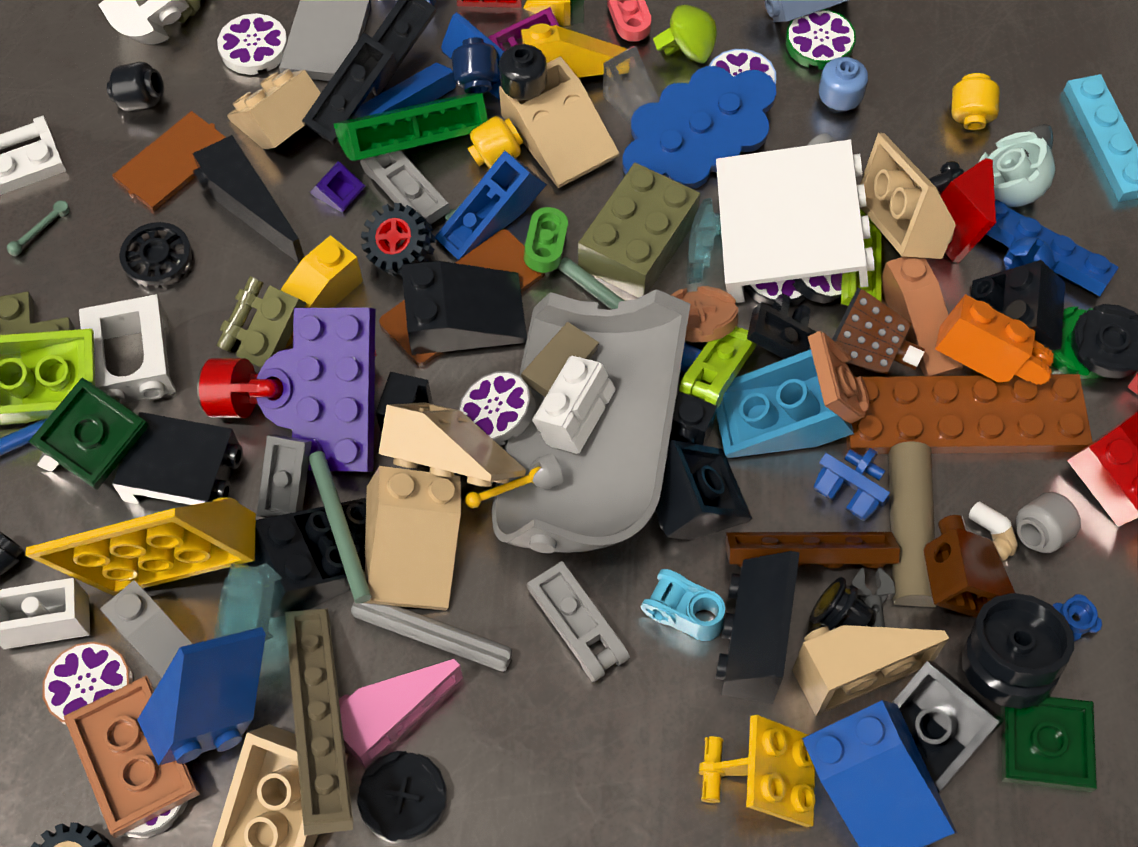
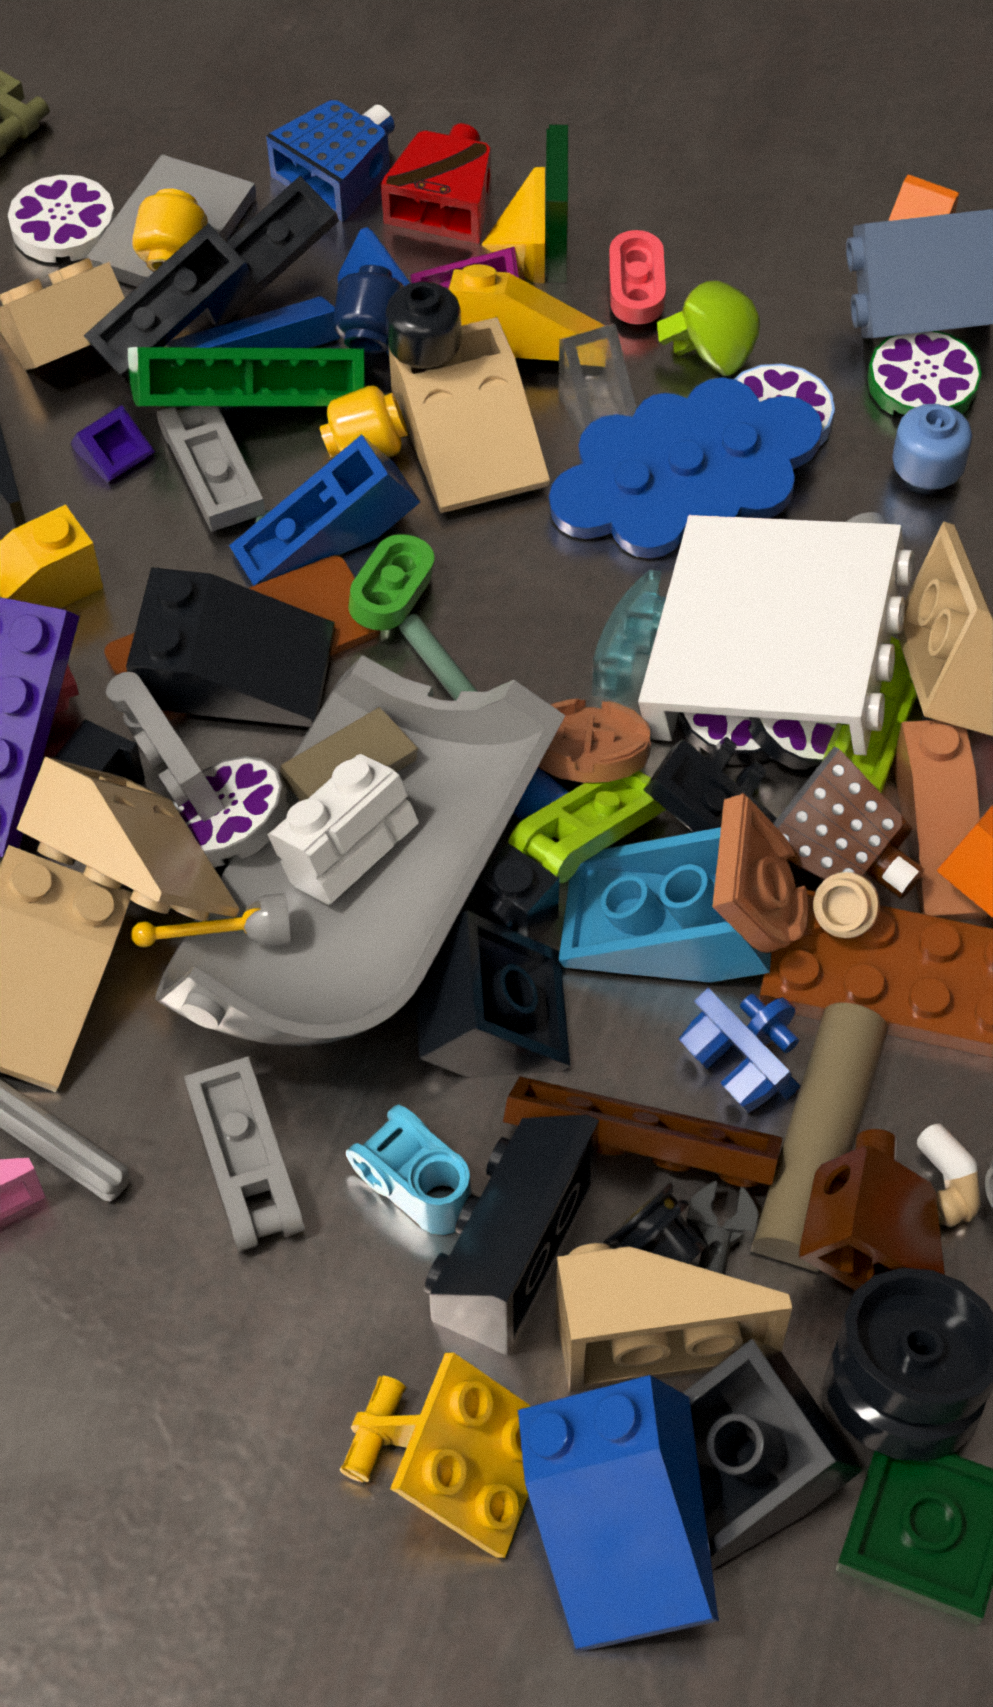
camera: 15 degrees right, 5 degrees down
(330, 39) = (165, 225): none -> yellow head
(389, 230) = (160, 515): black wheel -> none
(444, 375) = (162, 744): none -> light grey plate
(638, 230) = (534, 596): olive brick -> none
(889, 382) = (846, 905): none -> tan plate

